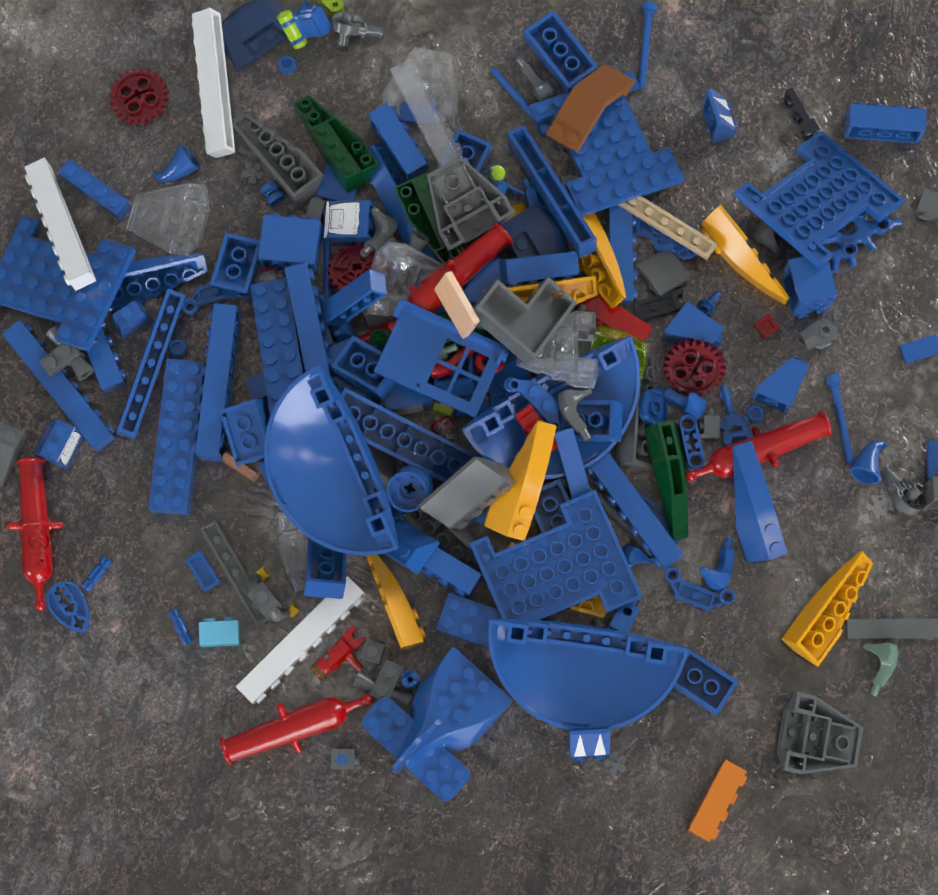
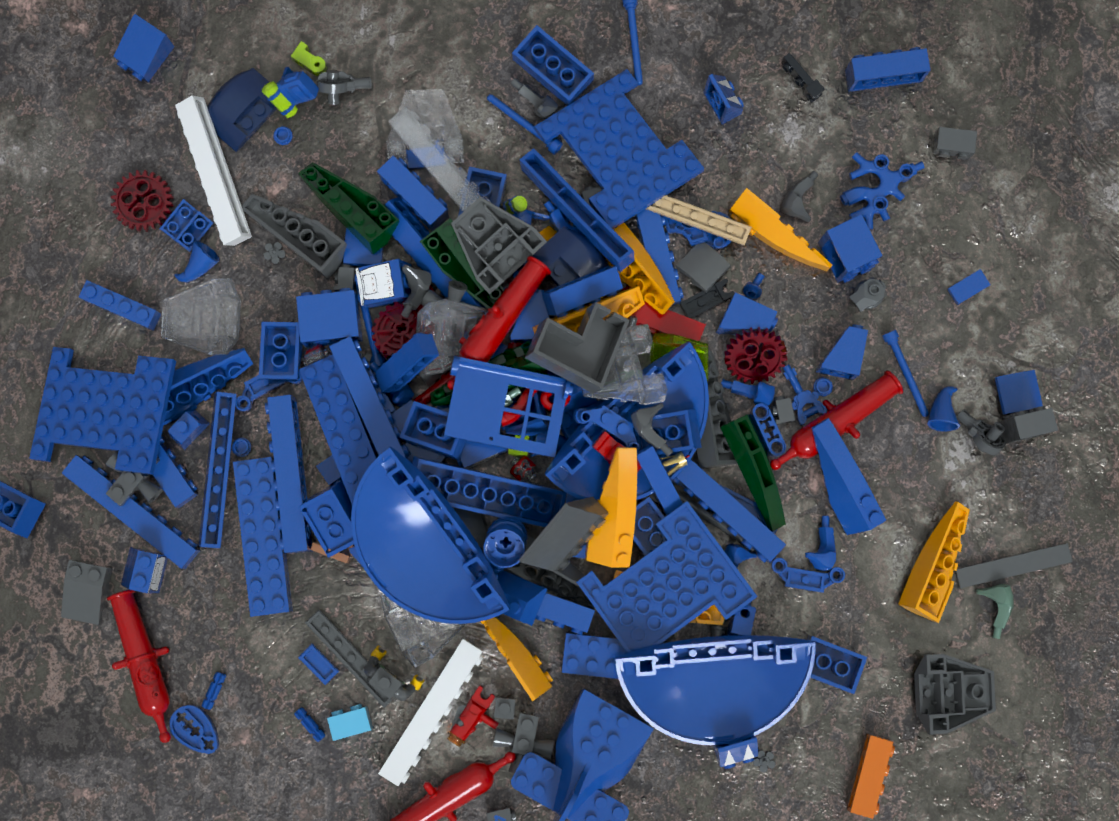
camera: 20 degrees left, 5 degrees up
(60, 224) = (93, 350): white brick -> none
(175, 128) = (186, 225): none -> blue slope
(273, 194) = (299, 270): blue wheel -> none
(324, 572) = (440, 644): blue slope -> none
(410, 685) = (548, 733): blue piece -> none
(456, 304) = (512, 351): light nougat tile -> none
(586, 105) = (592, 114): dark orange windscreen -> none
(595, 447) = (678, 458): none -> pearl gold piece
(652, 407) = (723, 404): blue tile -> none
(766, 326) = (815, 297): red tile -> none
(820, 197) = (842, 160): blue piece -> none

